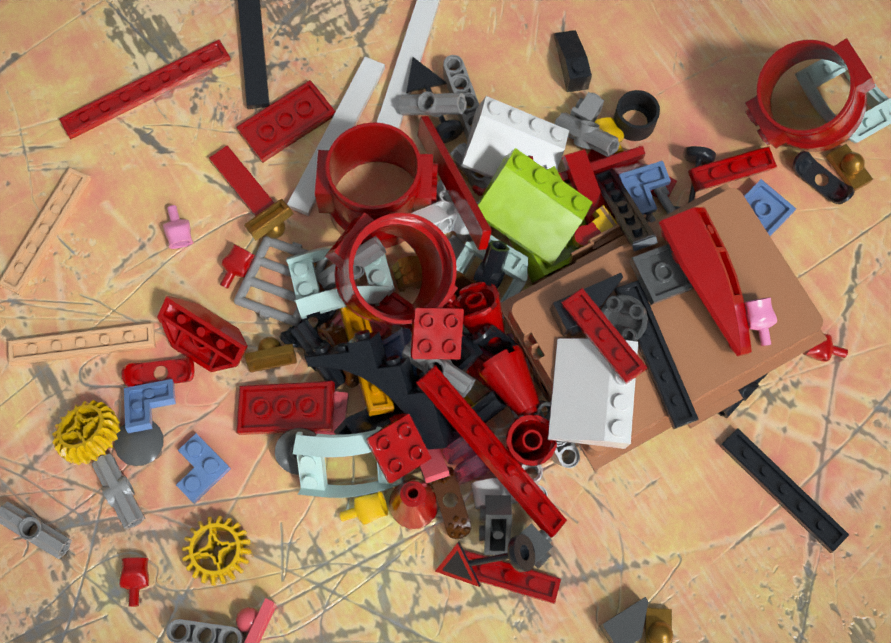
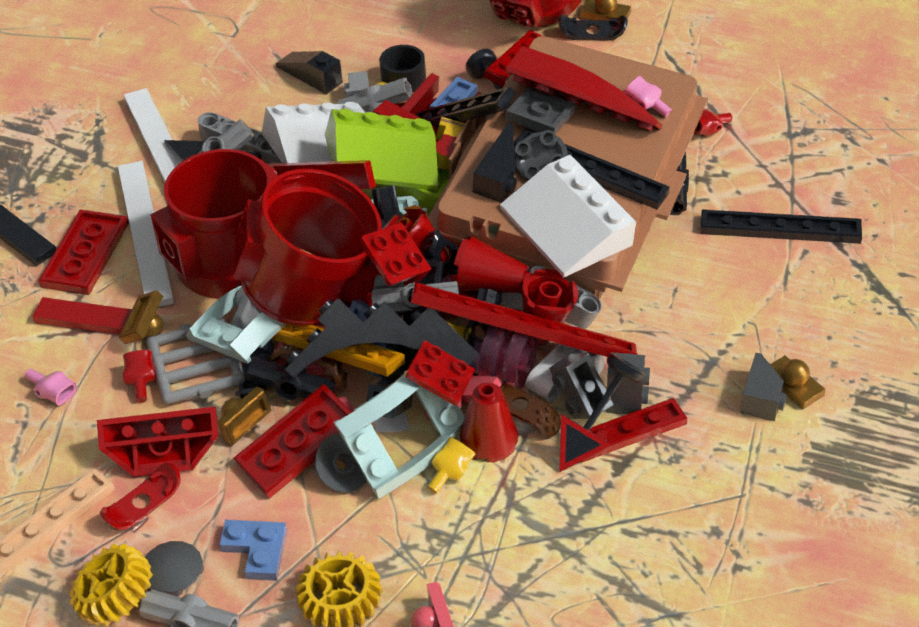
camera: 35 degrees left, 25 degrees down
(140, 401) = (148, 527): medium blue plate -> none
(604, 336) = (539, 162): red tile -> none

